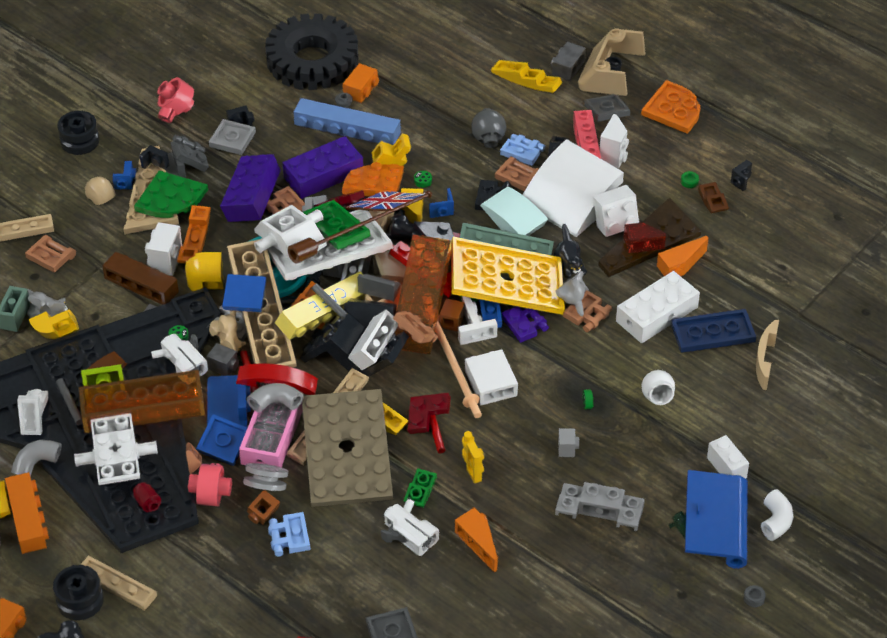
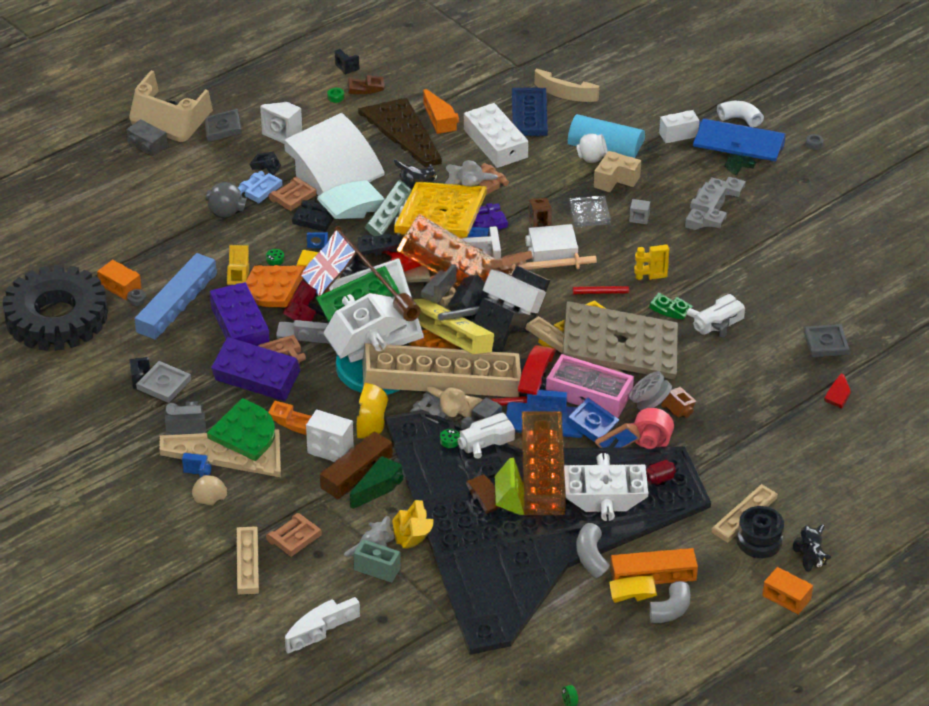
camera: 80 degrees left, 5 degrees down
(30, 411) = (538, 542): white bracket -> none
(69, 401) = (520, 523): dark grey bar -> none
(78, 132) = (114, 496): black wheel -> none
(123, 297) = (377, 482): none -> dark green slope
(154, 156) = (187, 432): black bracket -> none
(174, 99) = (103, 413): coral piece -> none
(244, 293) = (431, 368): blue tile -> none
(275, 393) = (564, 364): light grey cylinder -> none
(296, 534) = (710, 387): light blue plate -> none
(423, 407) = (580, 290): dark red plate -> none
(475, 532) = (734, 276): orange slope -> none
(522, 75) = (154, 170): yellow slope -> none
(528, 357) = (540, 212): none -> reddish brown torso
(557, 401) = (589, 211): none -> clear plate
(585, 132) = (255, 141): coral brick -> none
(587, 399) = (592, 190): green tile -> none
(615, 210) = (378, 132): white brick -> none
(629, 410) = (616, 169): none -> tan brick
(643, 237) = (414, 125): clear red slope -> none
(673, 107) = (238, 86): orange plate -> none
(692, 399) = (618, 137): none -> medium azure brick

